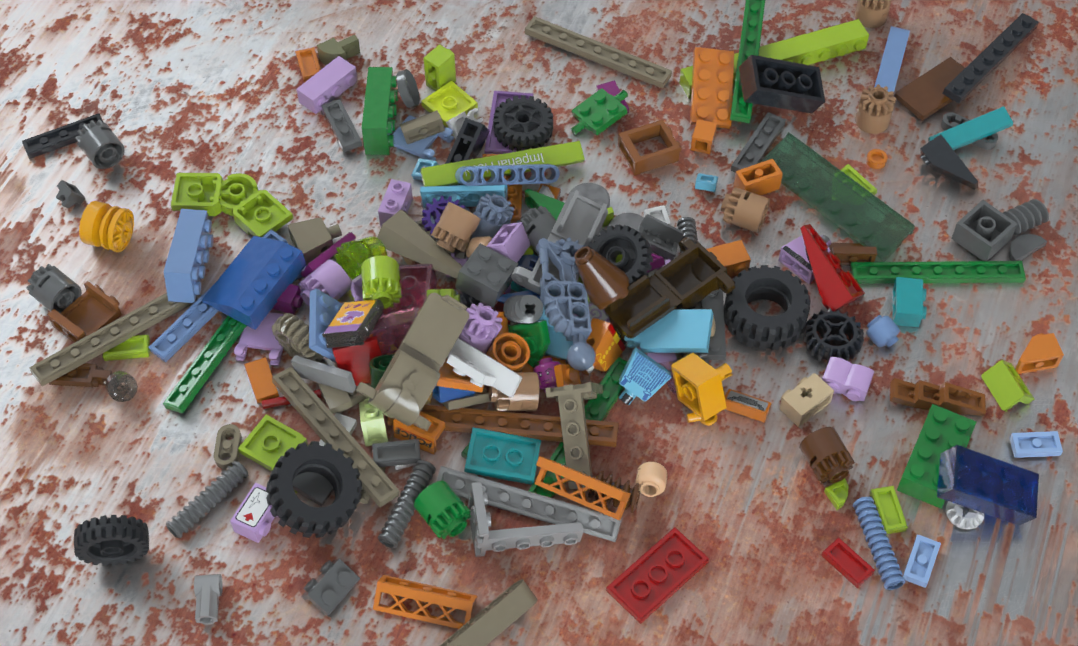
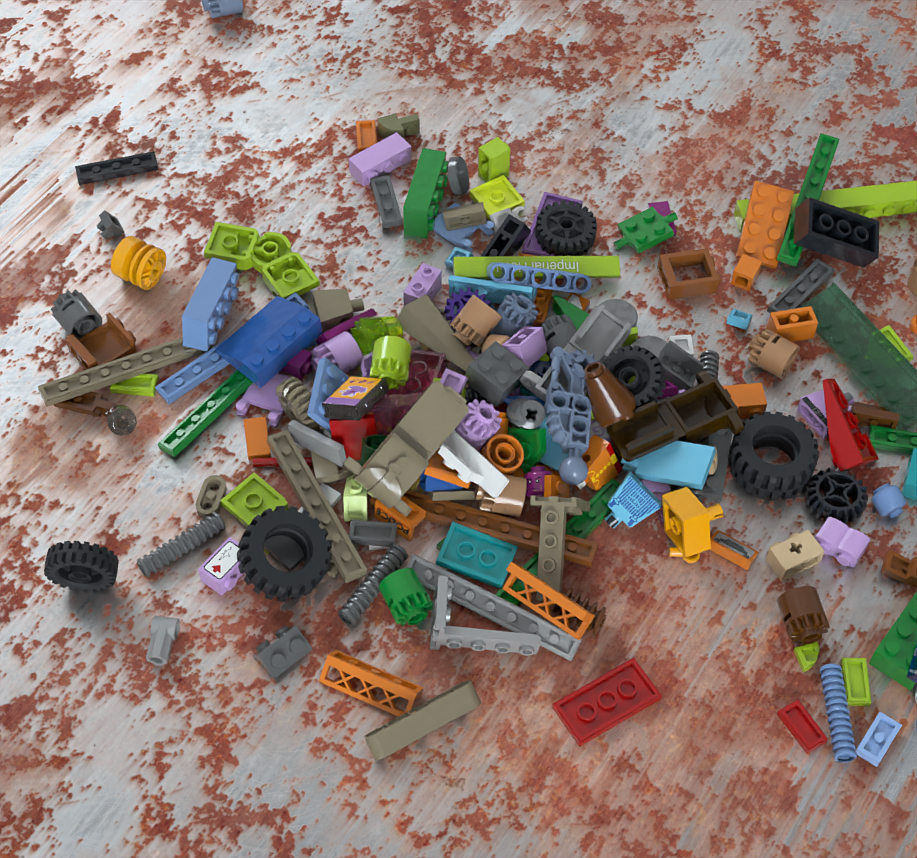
camera: 10 degrees right, 0 degrees up
(100, 144) = (148, 182): dark grey gear -> none
(448, 288) = (454, 380): none -> lavender tile
(598, 52) = (657, 170): dark tan plate -> none
(651, 478) = (620, 605): light nougat head -> none

